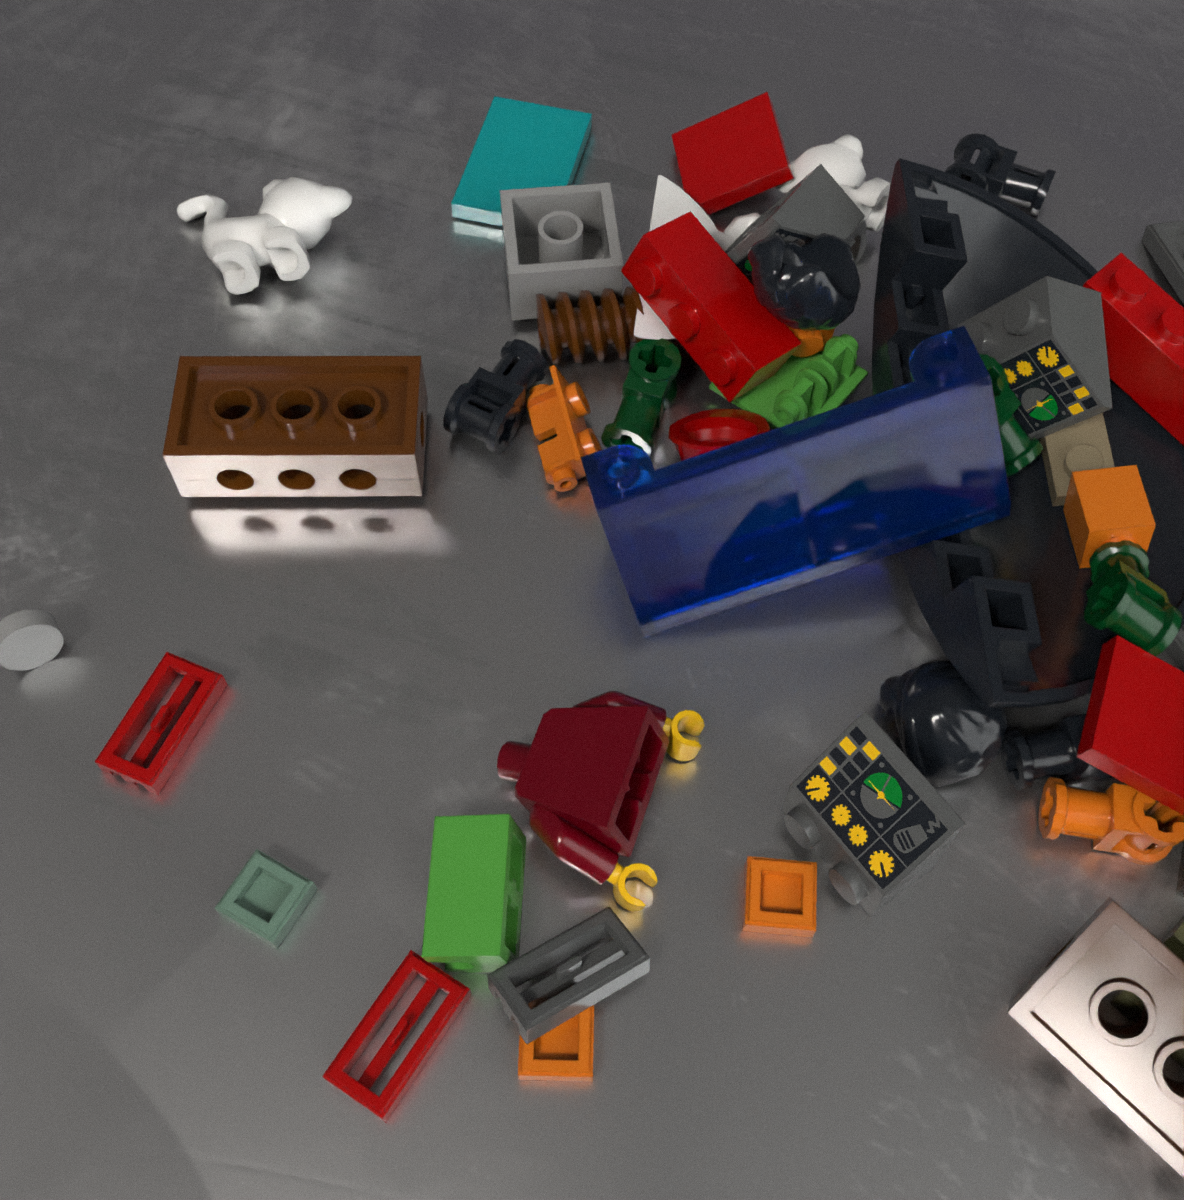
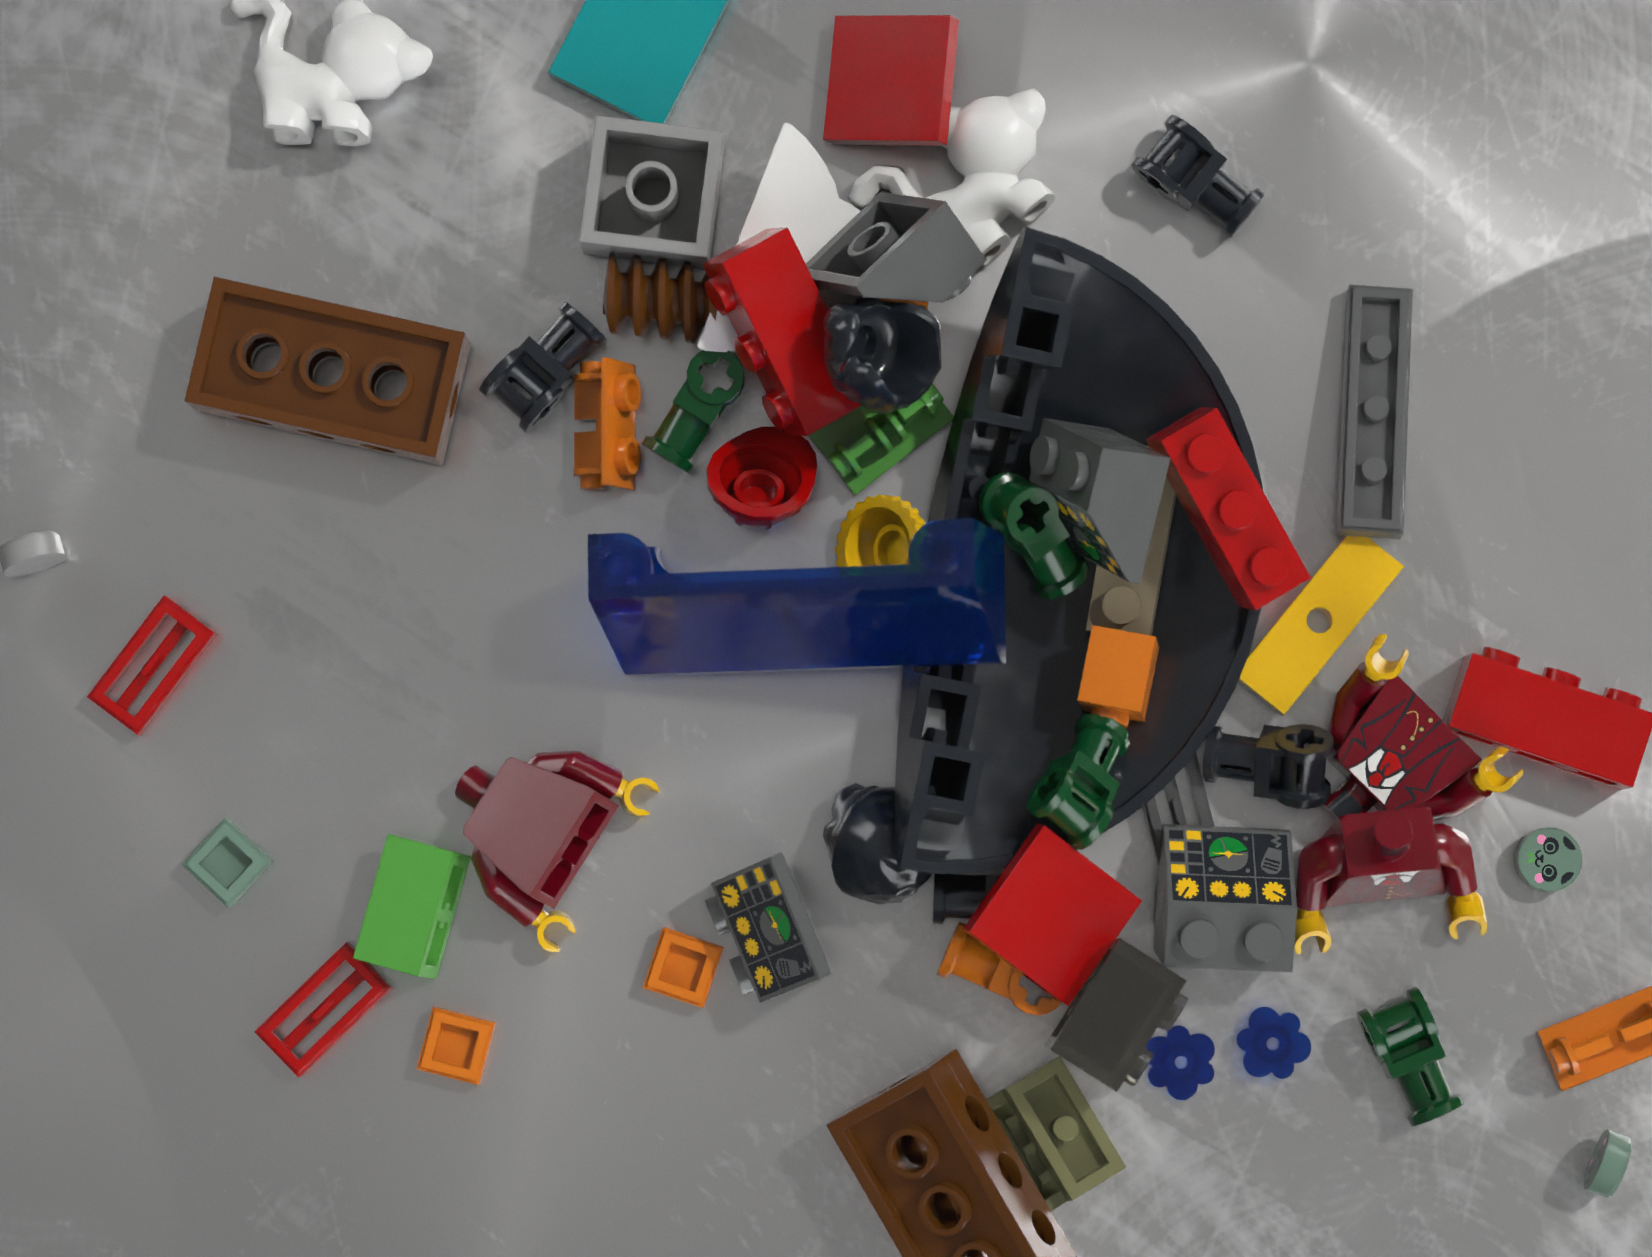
camera: 15 degrees right, 25 degrees up
(577, 982) = (486, 1018): dark grey tile -> none

